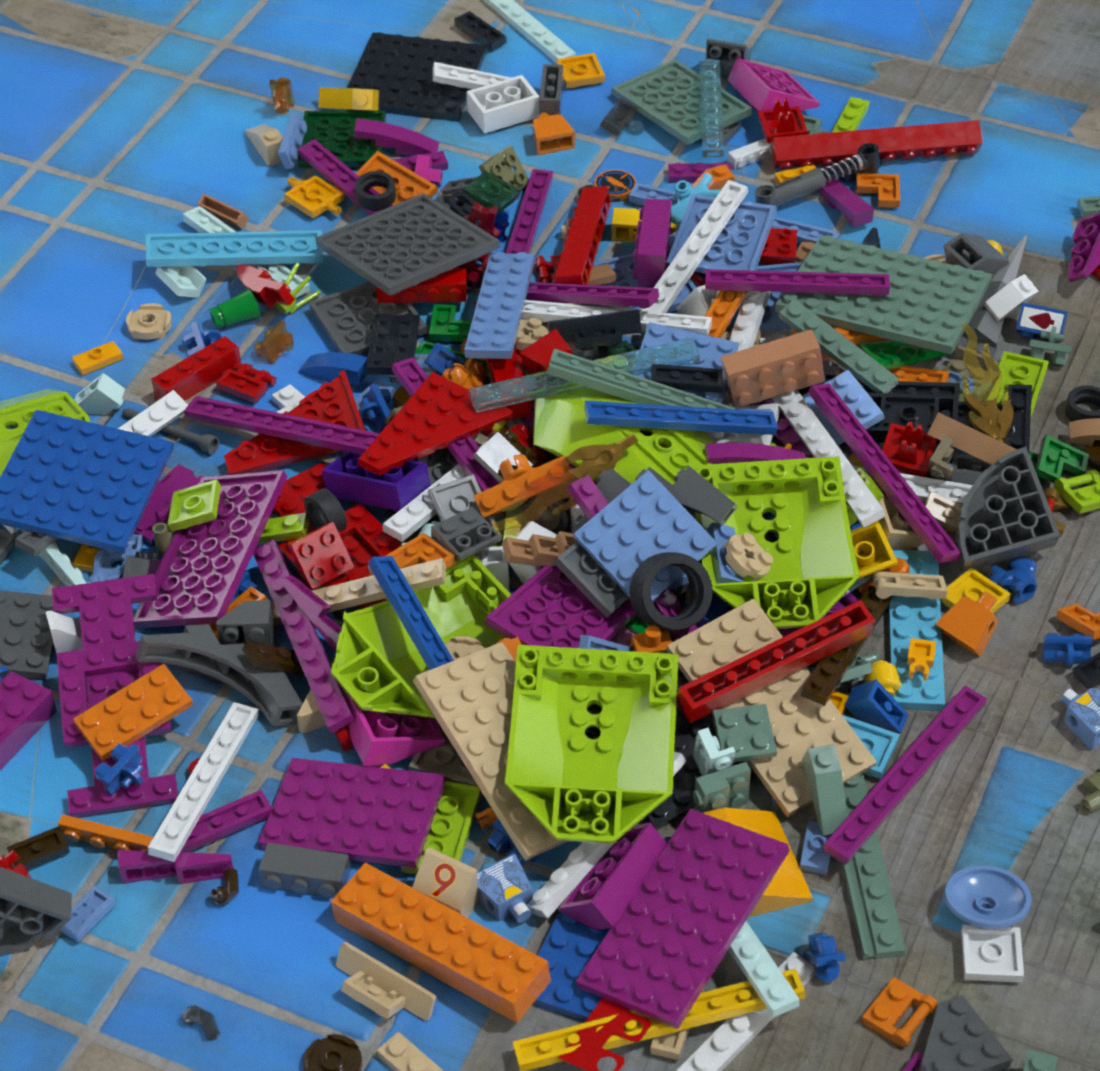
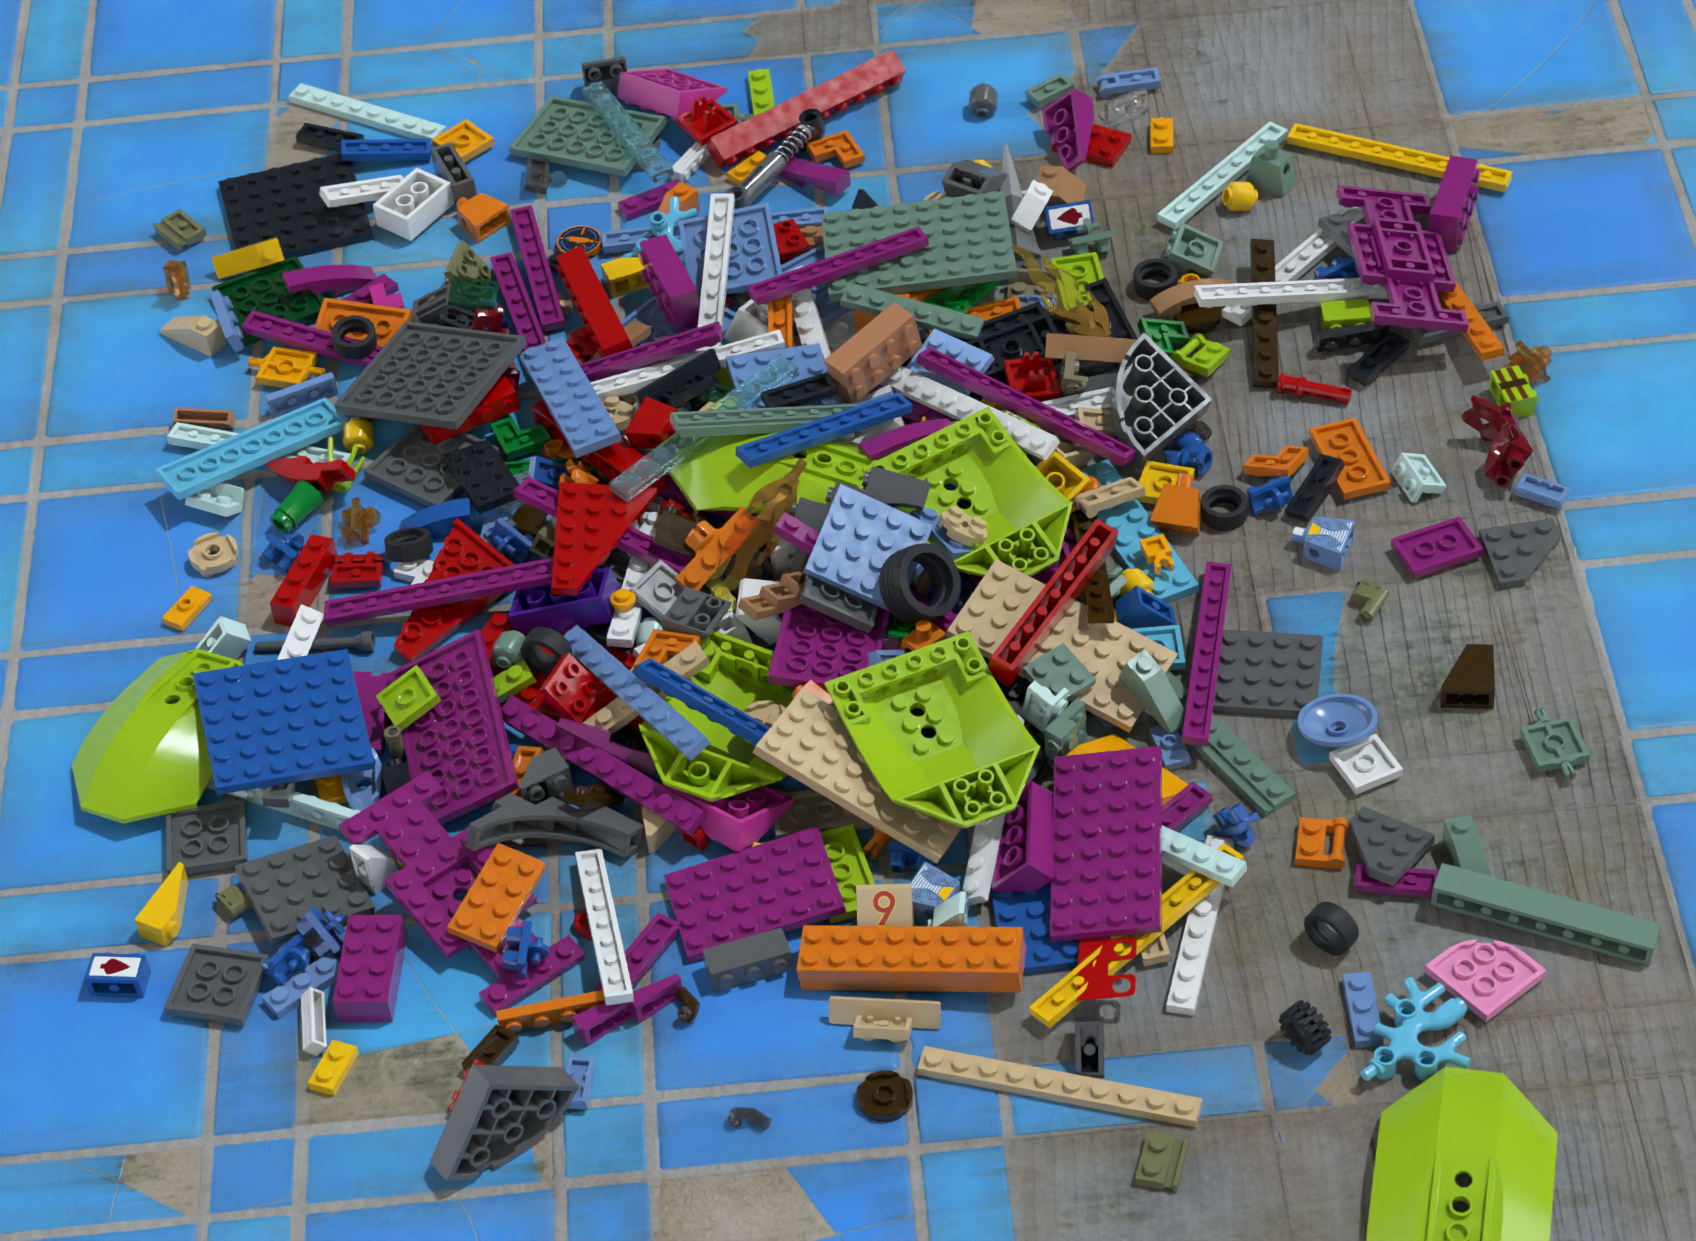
camera: 25 degrees left, 0 degrees up
(295, 497) = (507, 649): none -> sand green head
(296, 377) = (408, 544): none -> black tyre
(307, 221) = (301, 394): none -> medium blue plate
(317, 58) = (180, 229): none -> olive plate
(326, 272) = (358, 432): none -> yellow head
(363, 584) = (636, 694): none -> medium blue plate
(418, 496) = (623, 600): none -> light orange plate
(502, 918) = (951, 912): none -> light aqua slope
(512, 53) = (385, 150): none -> blue plate
(565, 193) = (537, 268): none -> magenta plate
(785, 914) = (1185, 806): none -> magenta plate
(955, 818) = (1267, 673): none -> dark grey plate
(1014, 656) = (1224, 494): none -> black tyre
(1035, 193) = (983, 100): none -> dark grey head
(1041, 559) = (1201, 429): none -> clear smoke arm
(1054, 291) = (1064, 185): none -> medium nougat slope

